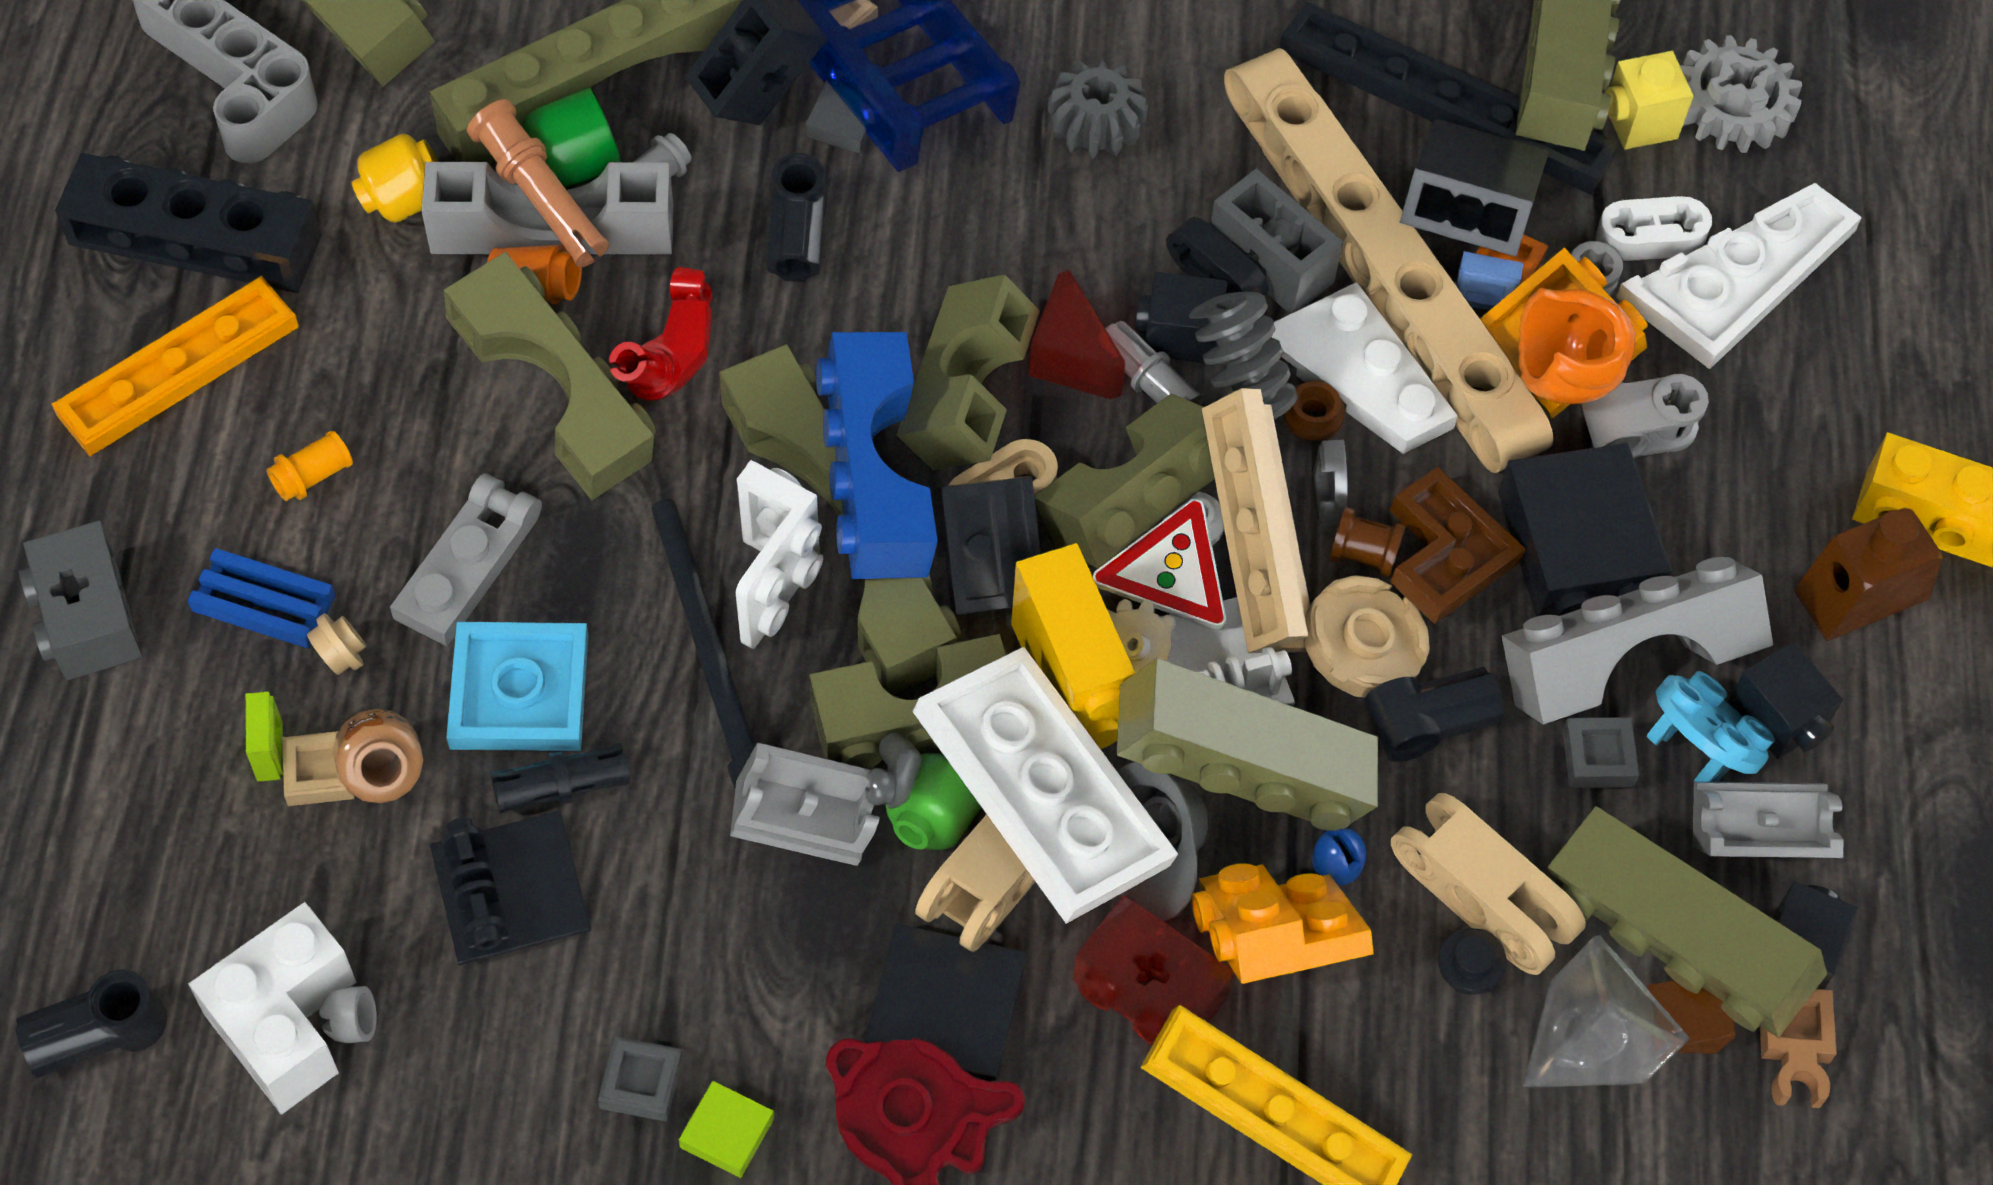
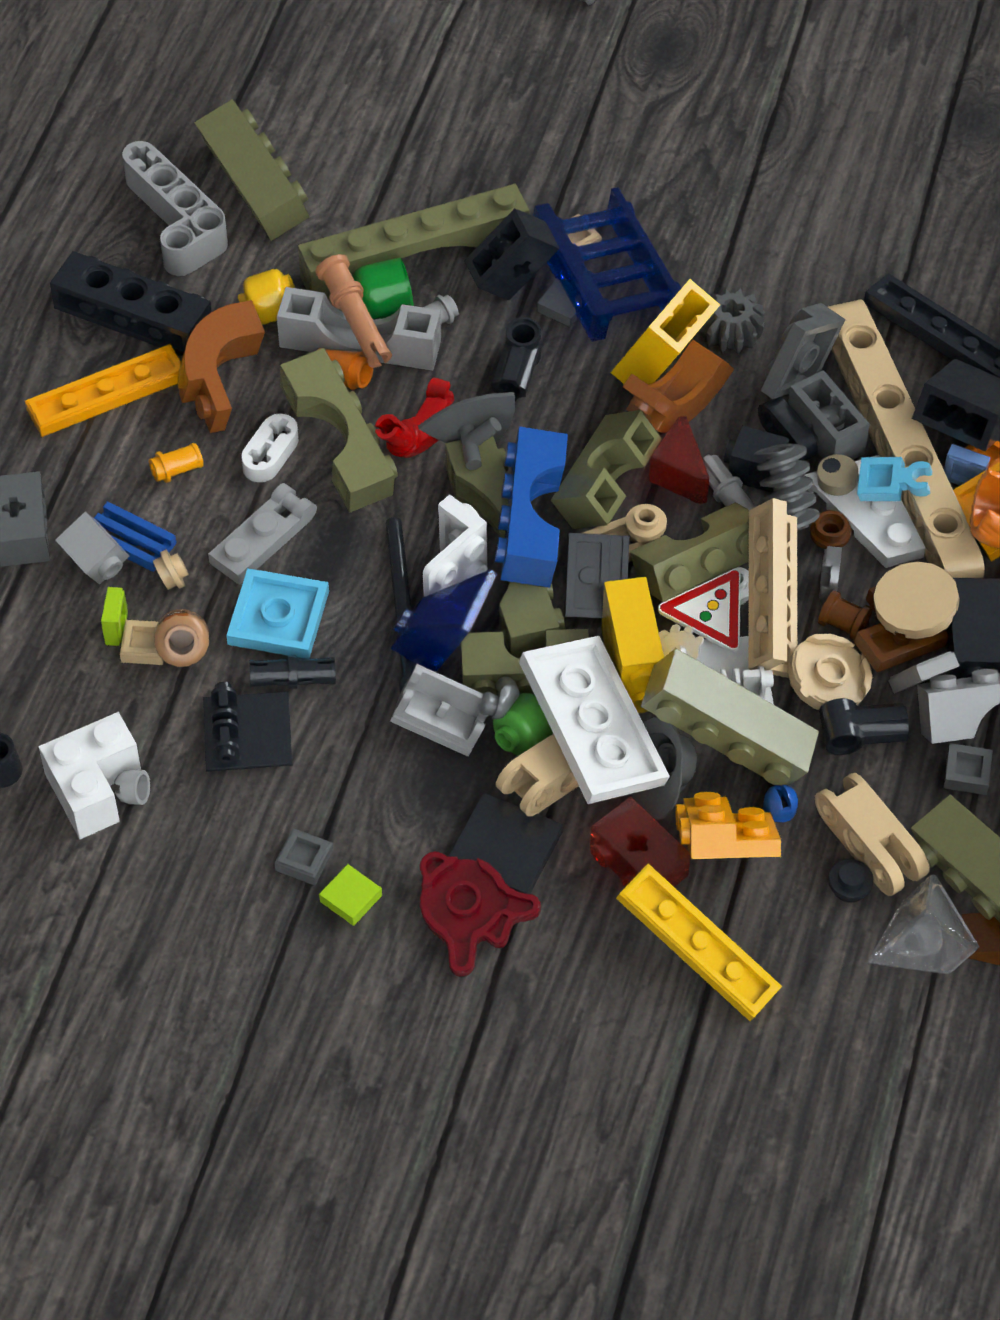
camera: 15 degrees right, 5 degrees down
(208, 632) = (93, 548): none -> light grey brick
(336, 256) = (217, 338): none -> dark orange arch
(461, 422) = (263, 444): none -> white beam
(758, 336) = (472, 423): none -> dark grey shield
(779, 662) = (441, 621): none -> clear blue slope
(1015, 155) = (667, 335): none -> yellow brick
(1047, 463) = (645, 531): none -> tan plate
(1050, 228) = (682, 390): none -> dark orange arch
(1219, 140) = (804, 348): none -> dark grey plate
(1307, 325) = (837, 475): none -> dark tan tile
(1383, 321) = (887, 477): none -> medium azure plate
(1472, 504) = (916, 600): none -> tan tile
(1508, 616) = (923, 671): none -> light grey tile

